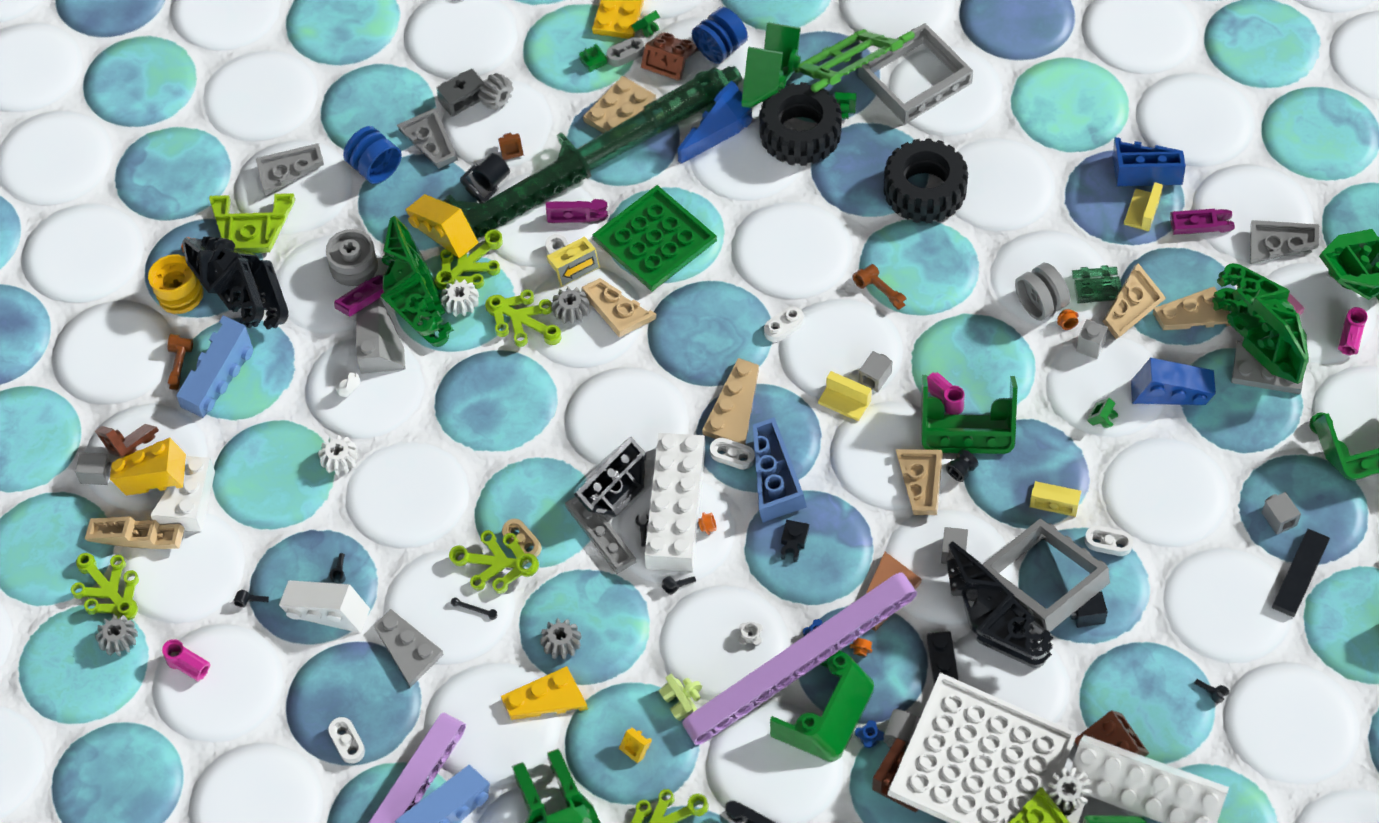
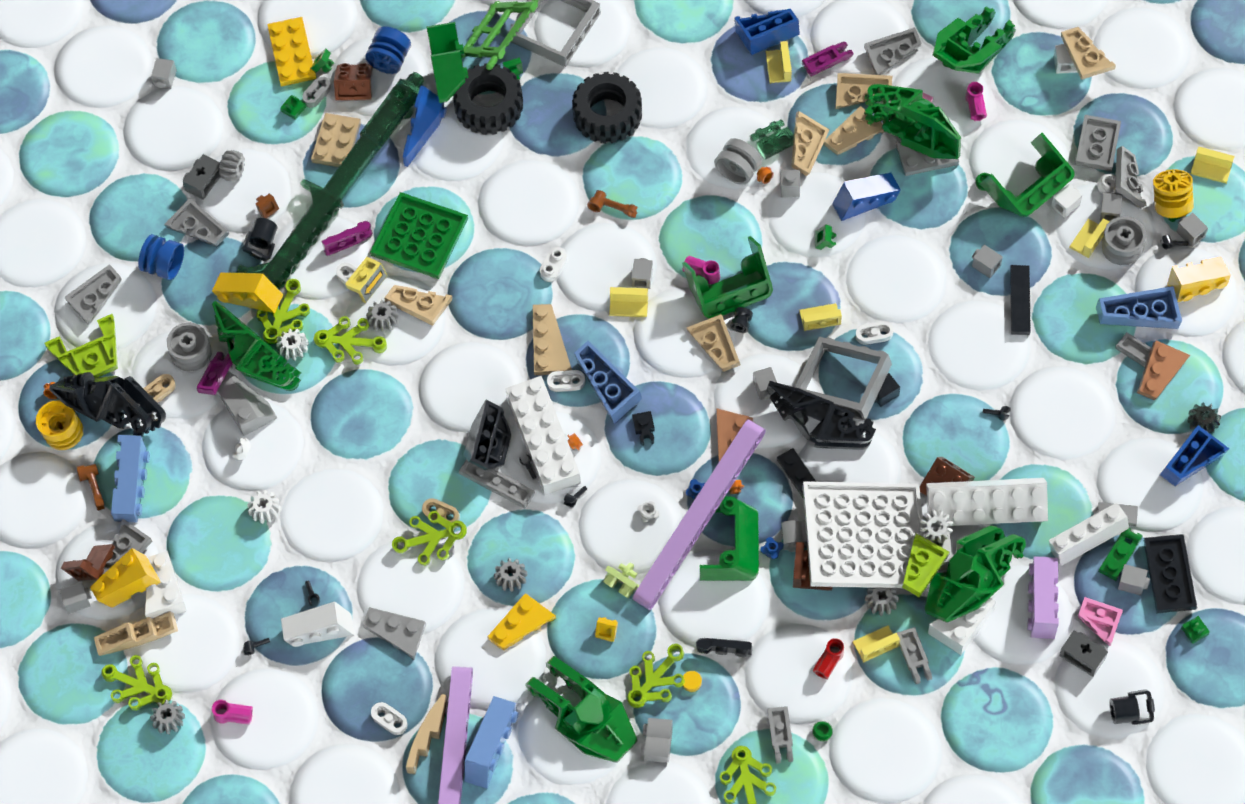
camera: 25 degrees left, 5 degrees up
(182, 432) = (127, 538): none -> light grey wing
(298, 288) = (156, 387): none -> tan plate
(383, 770) = (429, 729): none -> tan slope
(492, 614) = (447, 578): black hinge -> none
(1213, 260) = (853, 87): none -> tan wing

